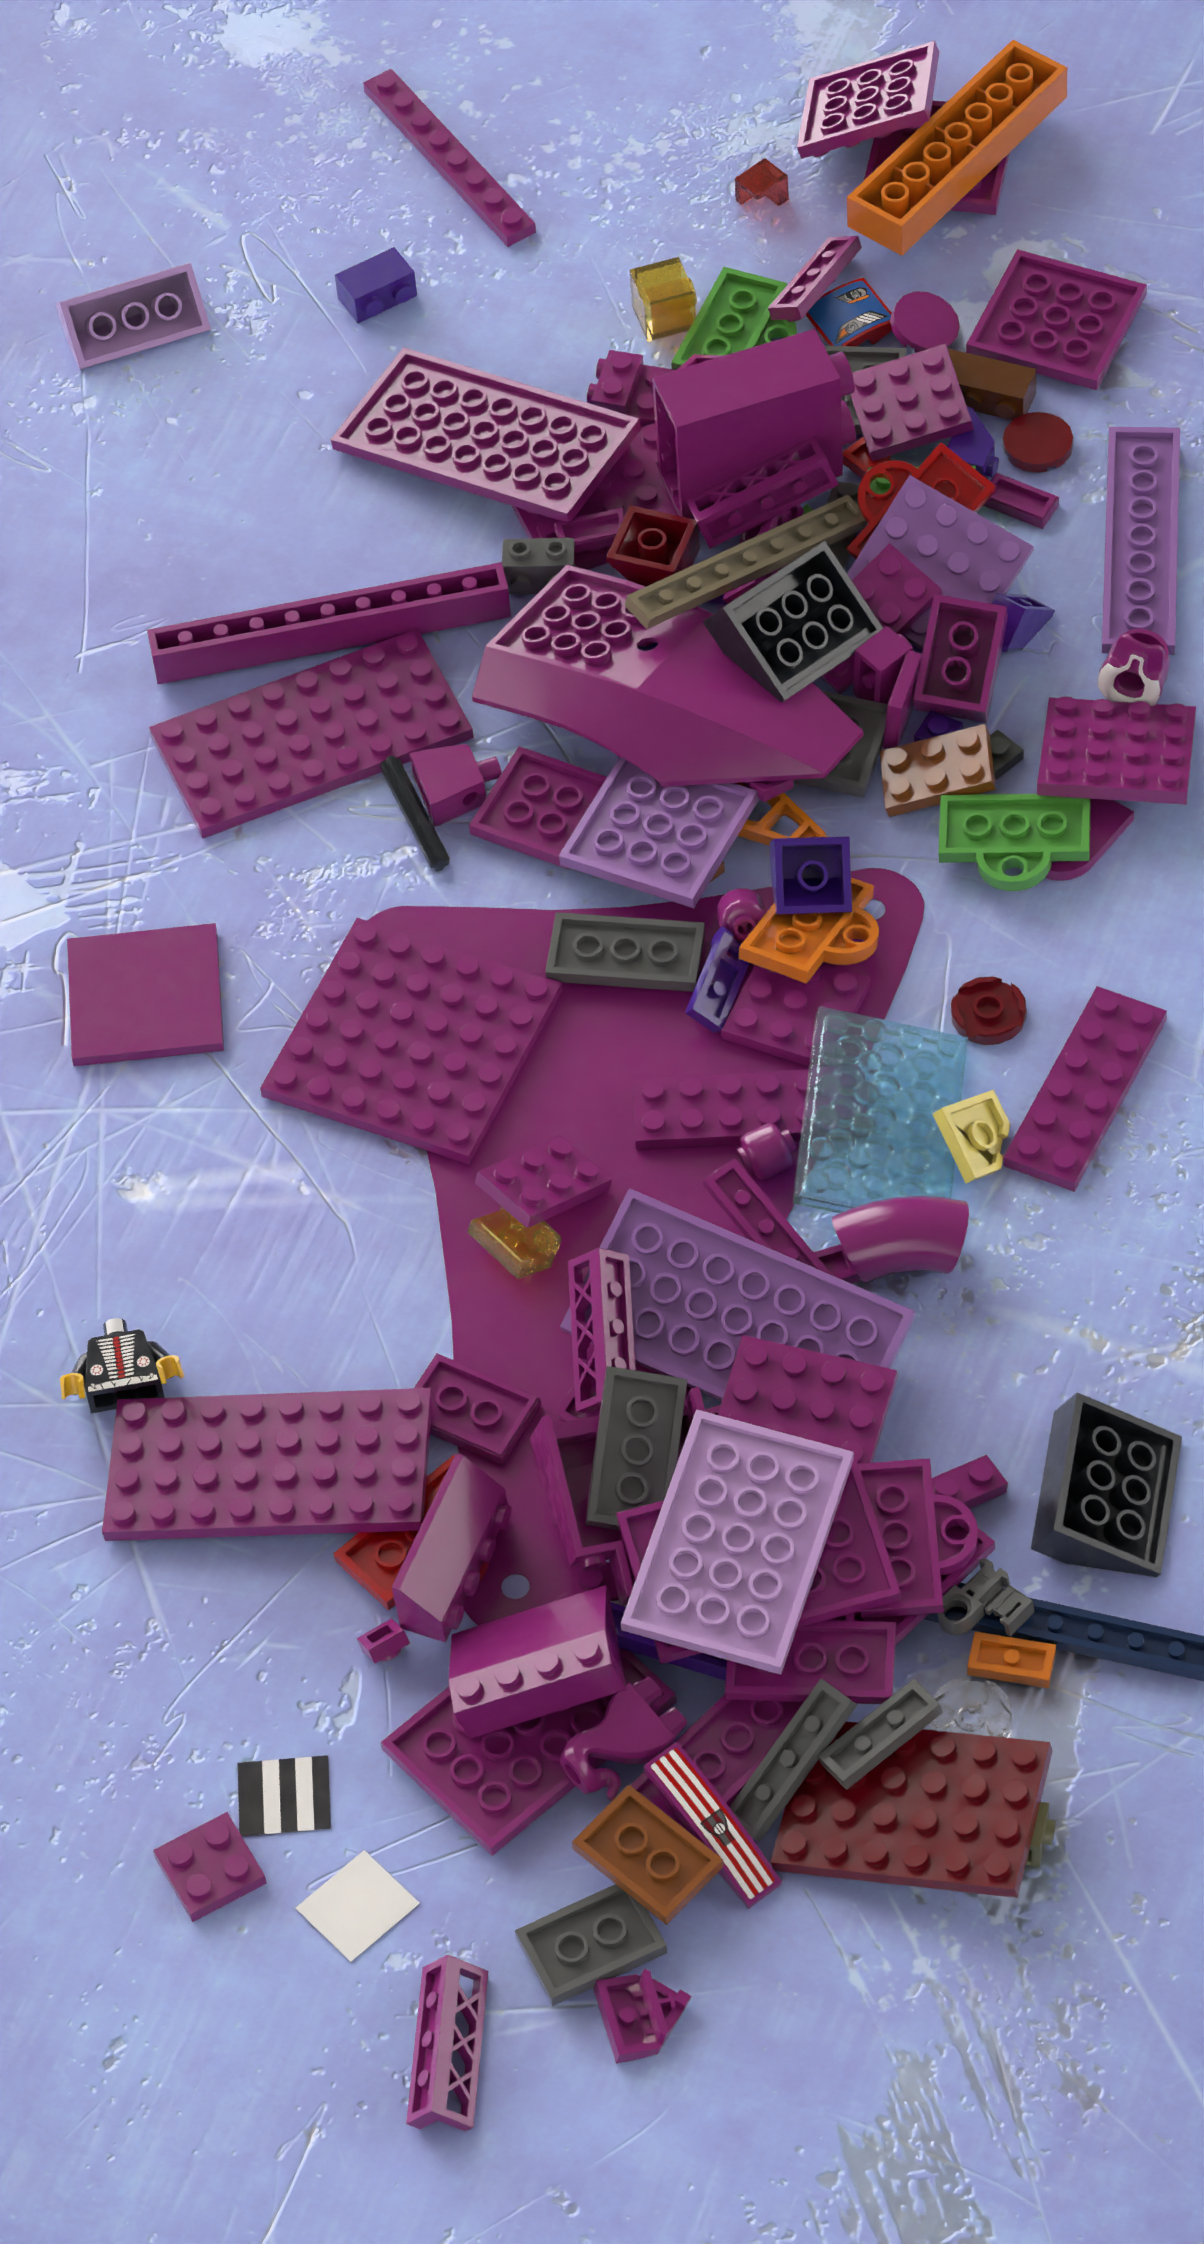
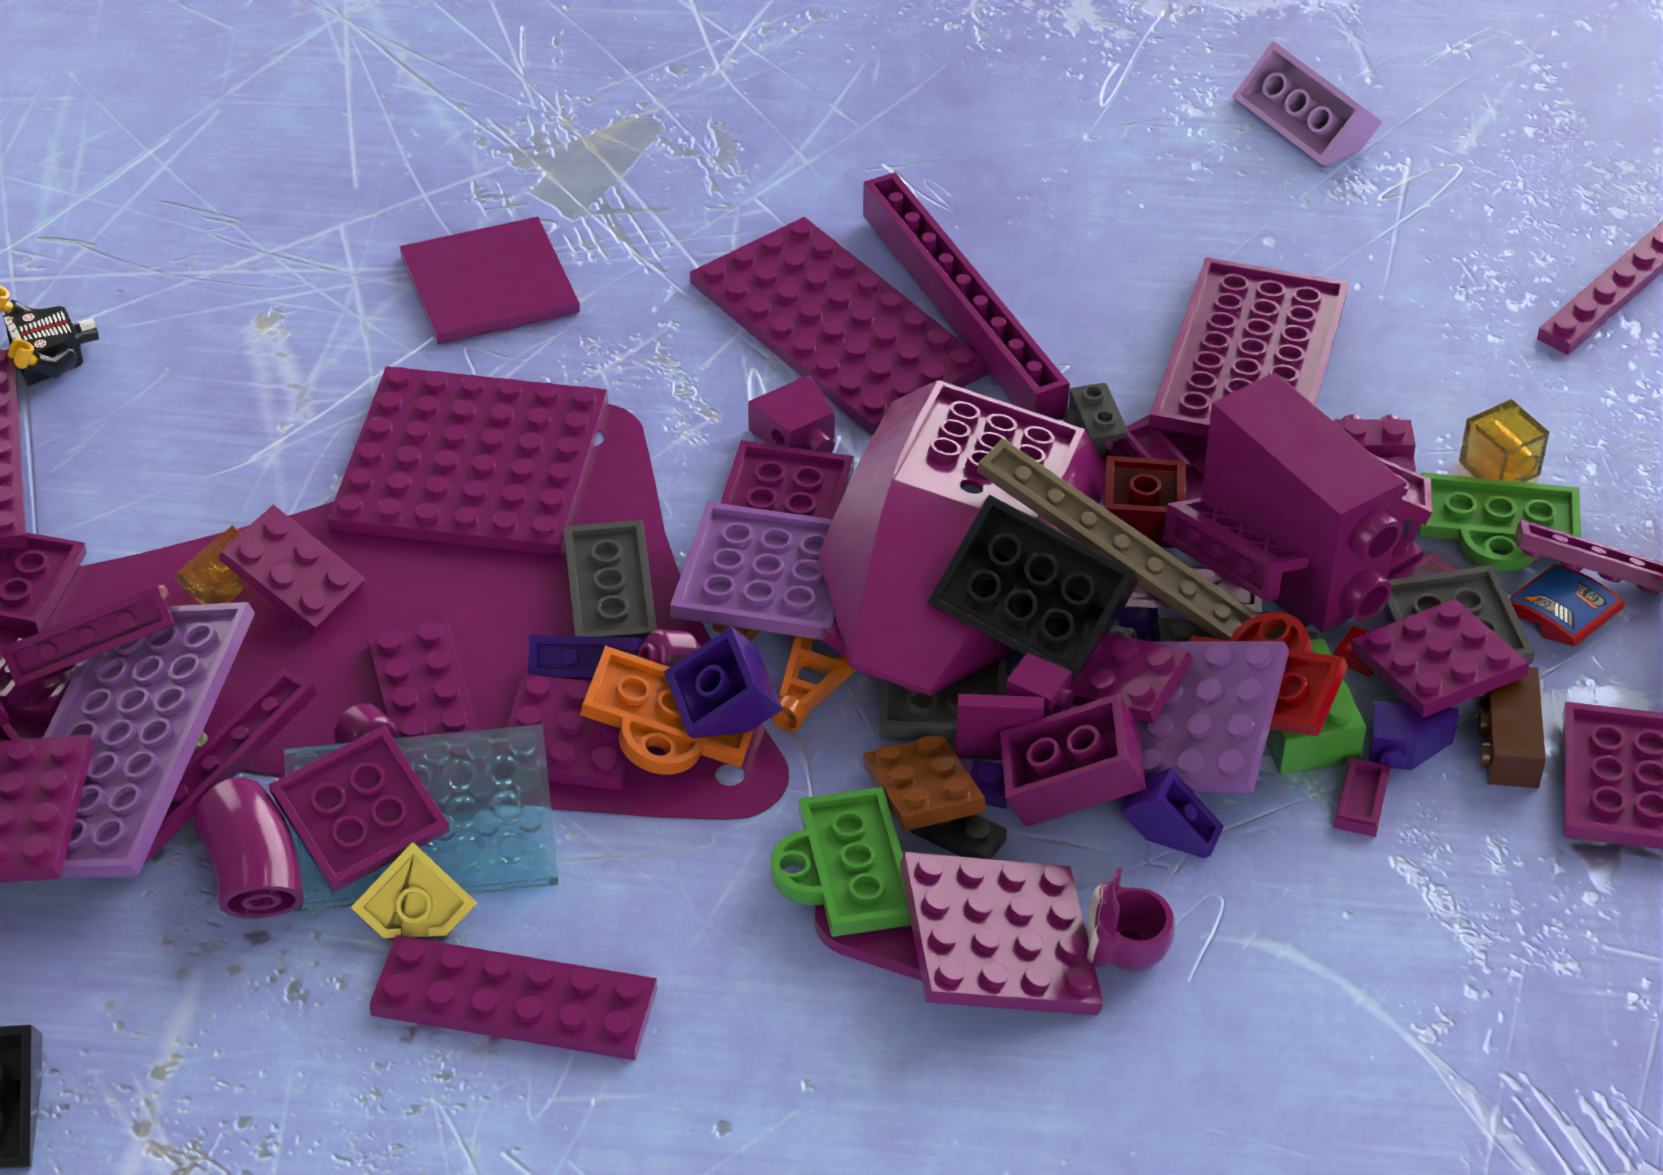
camera: 70 degrees right, 10 degrees down
(376, 285) = (1424, 250): dark purple brick -> none
(414, 813) = (734, 416): black axle -> none
(884, 1145) = (358, 808): none -> magenta plate
(924, 321) = (1581, 663): magenta tile -> none
(988, 1011) = (606, 894): dark red tile -> none
(1037, 441) = (1457, 796): dark red tile -> none
(1141, 533) = (1344, 911): medium lavender plate -> none

